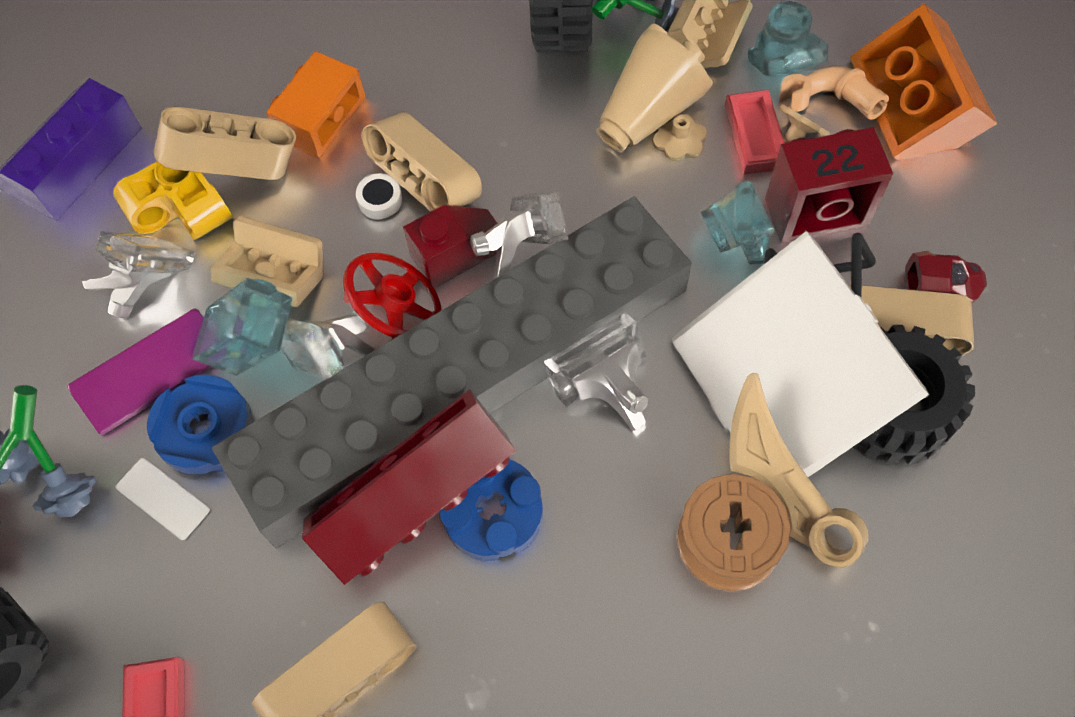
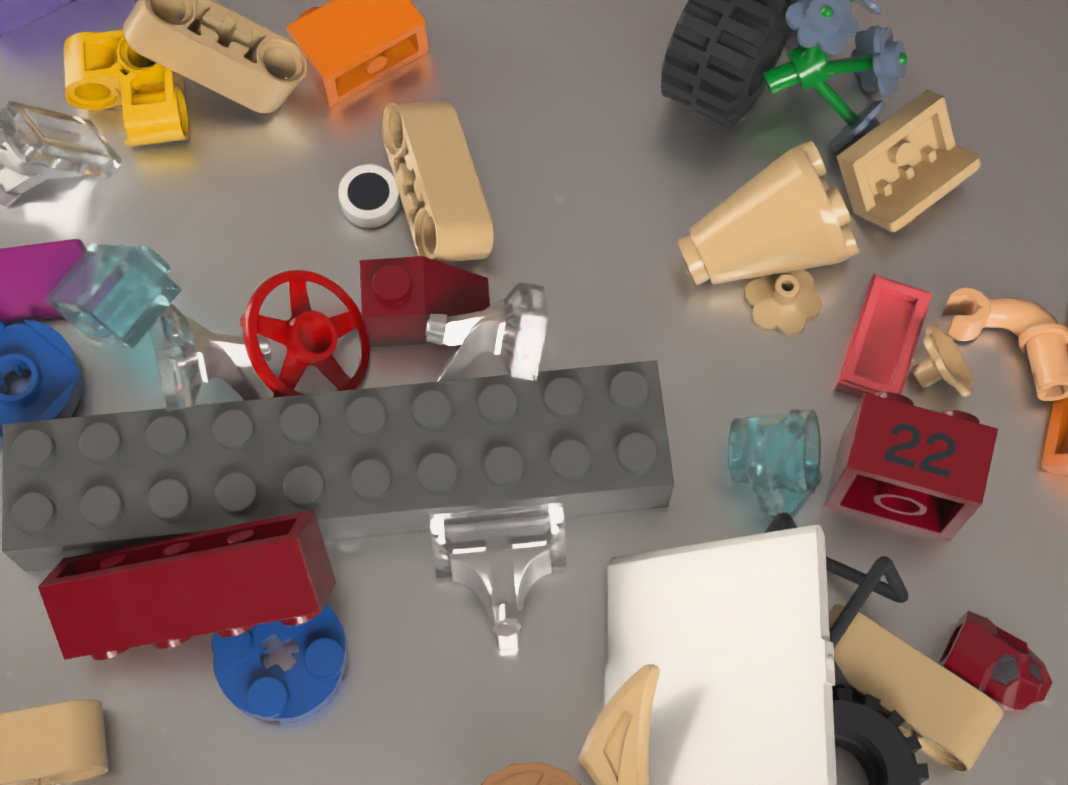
camera: 25 degrees right, 5 degrees up
(271, 254) = (193, 223): tan bracket -> none
(786, 41) = (994, 242): clear light blue piece -> none

